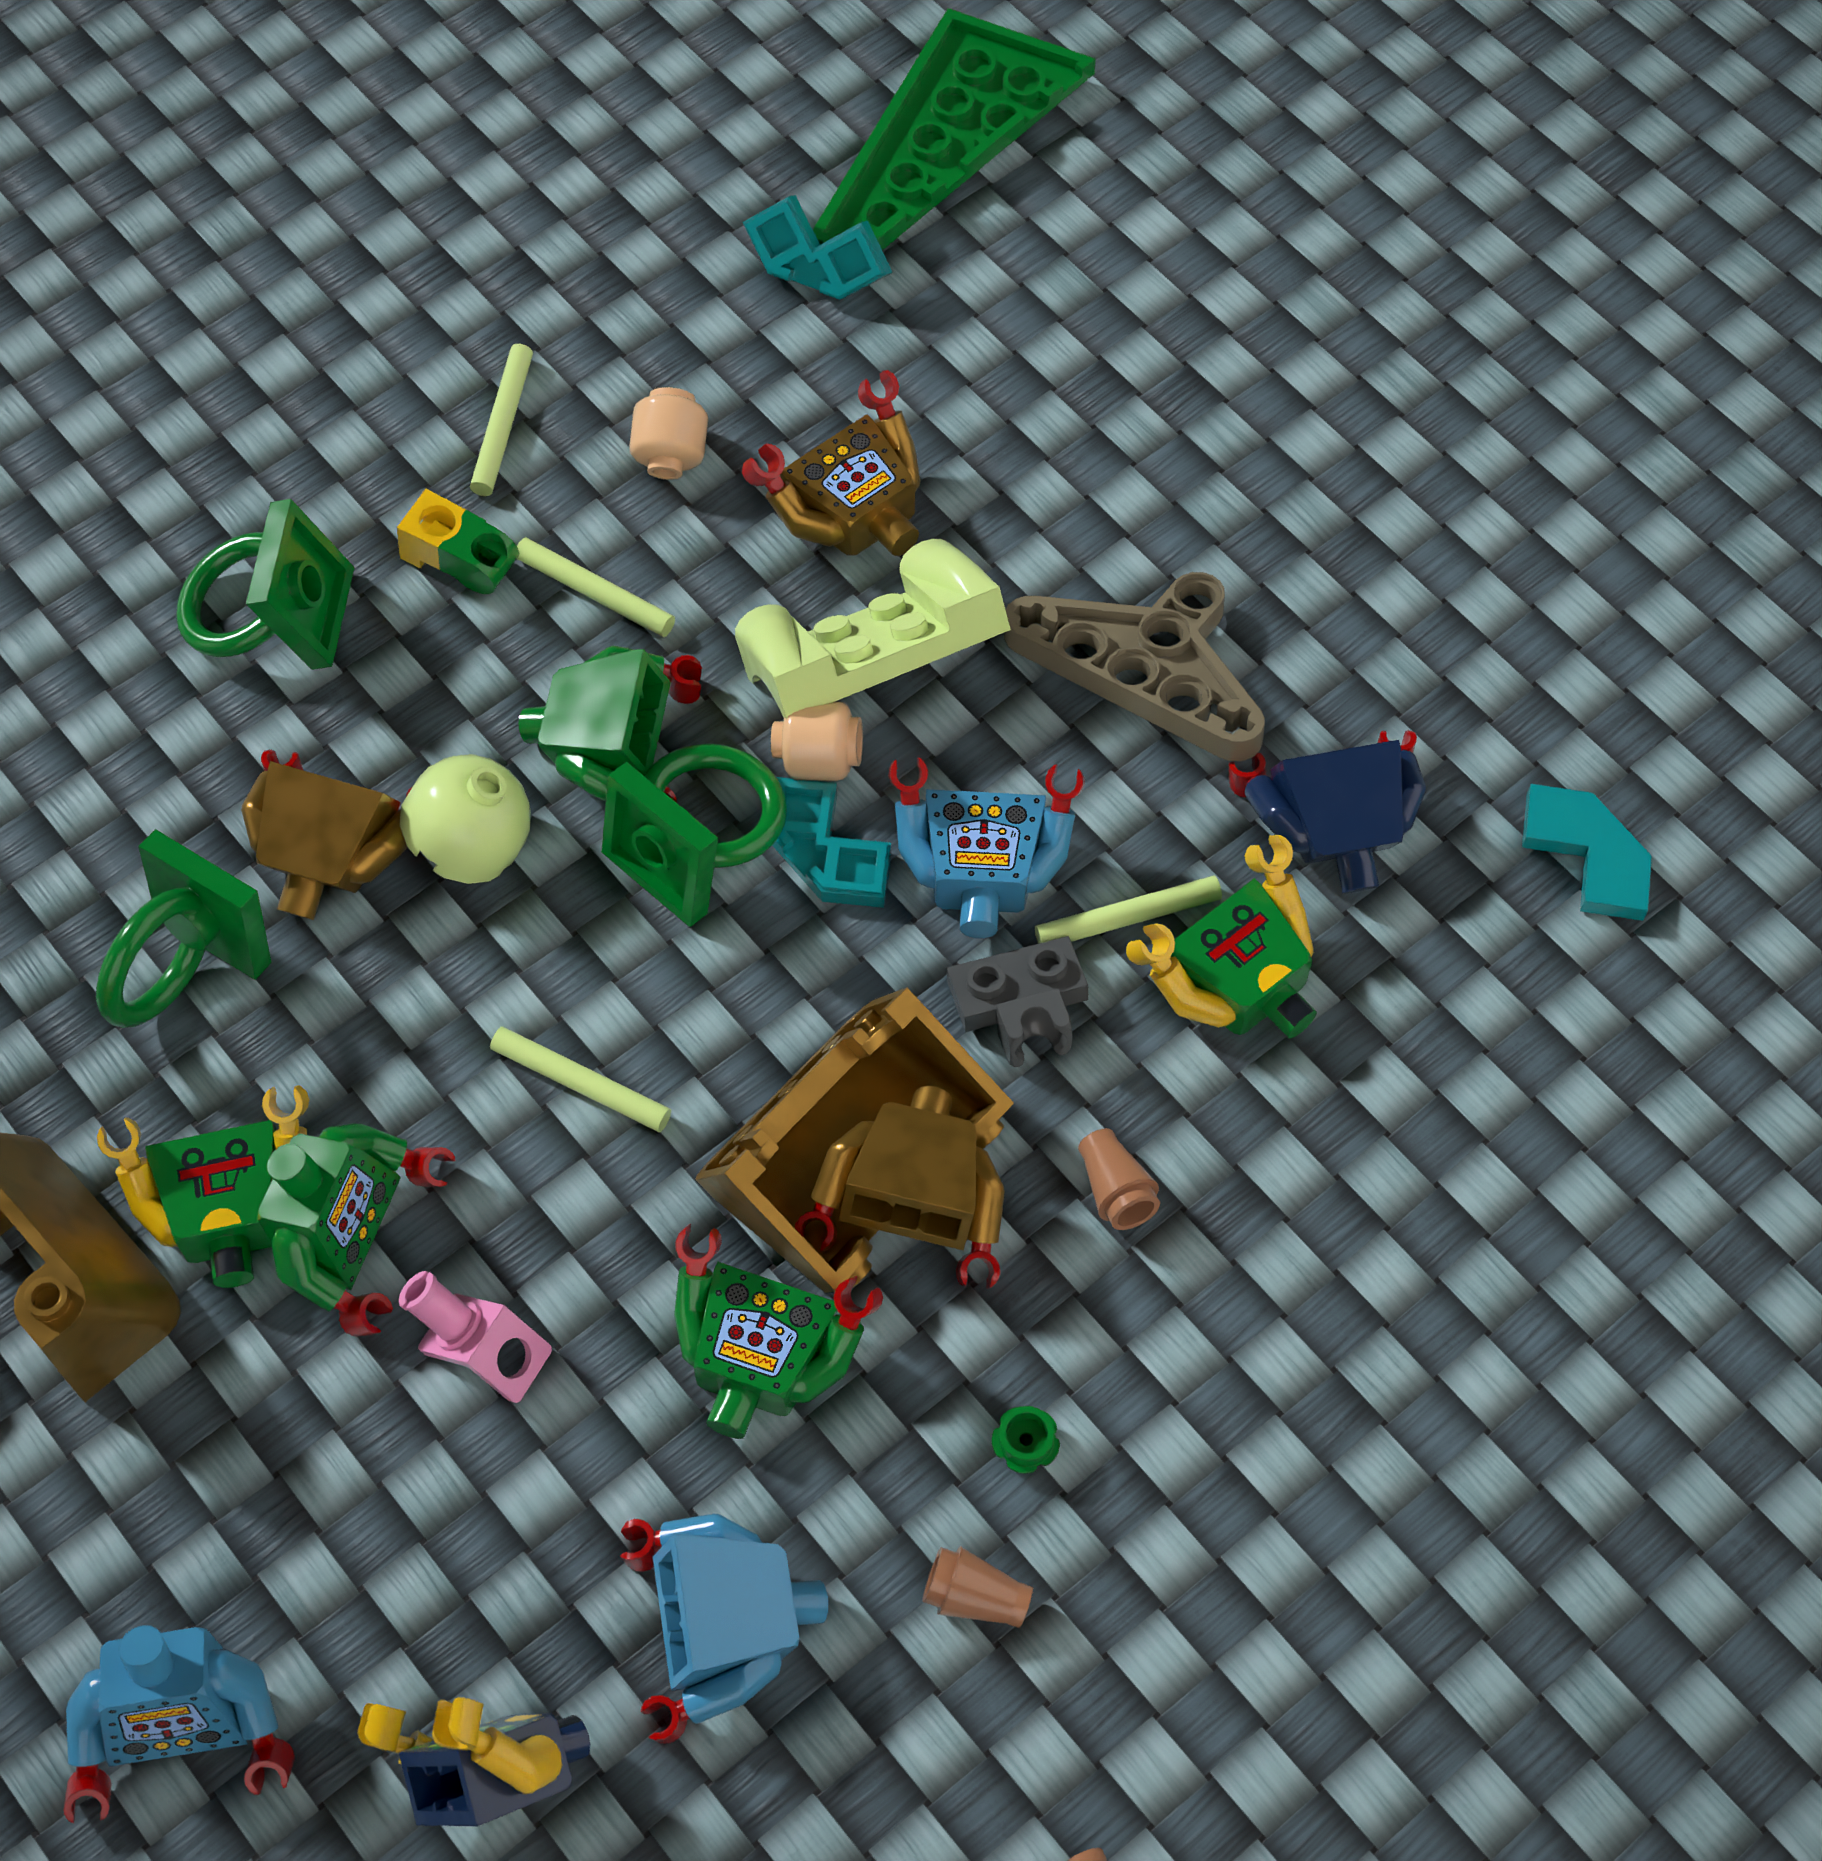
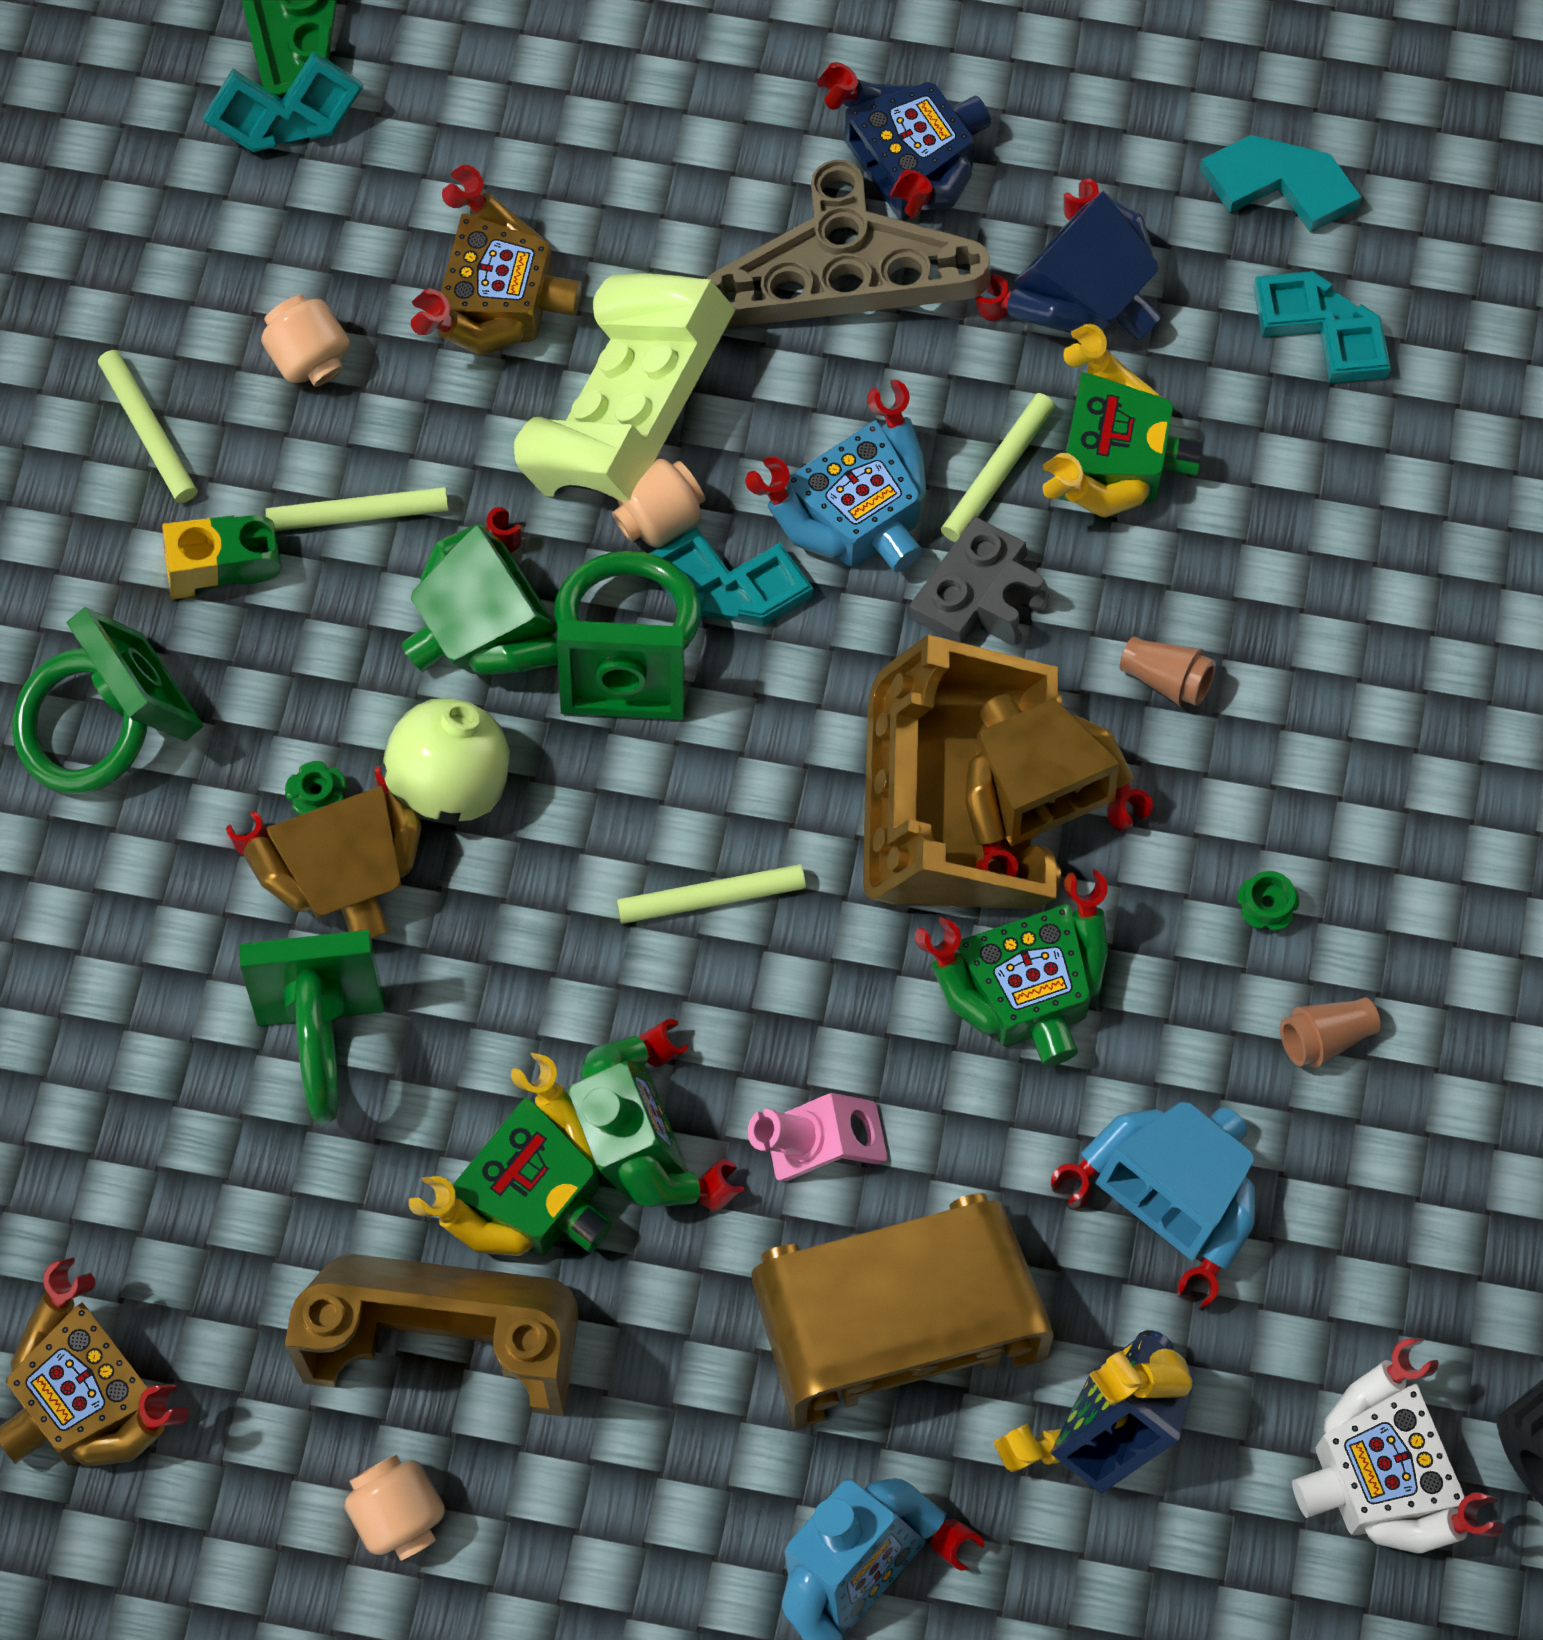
camera: 40 degrees left, 5 degrees up
(370, 758) = (311, 774): none -> green plate
(400, 1529) = (899, 1306): none -> pearl gold windscreen
(1286, 597) = (907, 138): none -> torso
(1524, 970) = (1307, 304): none -> teal tile

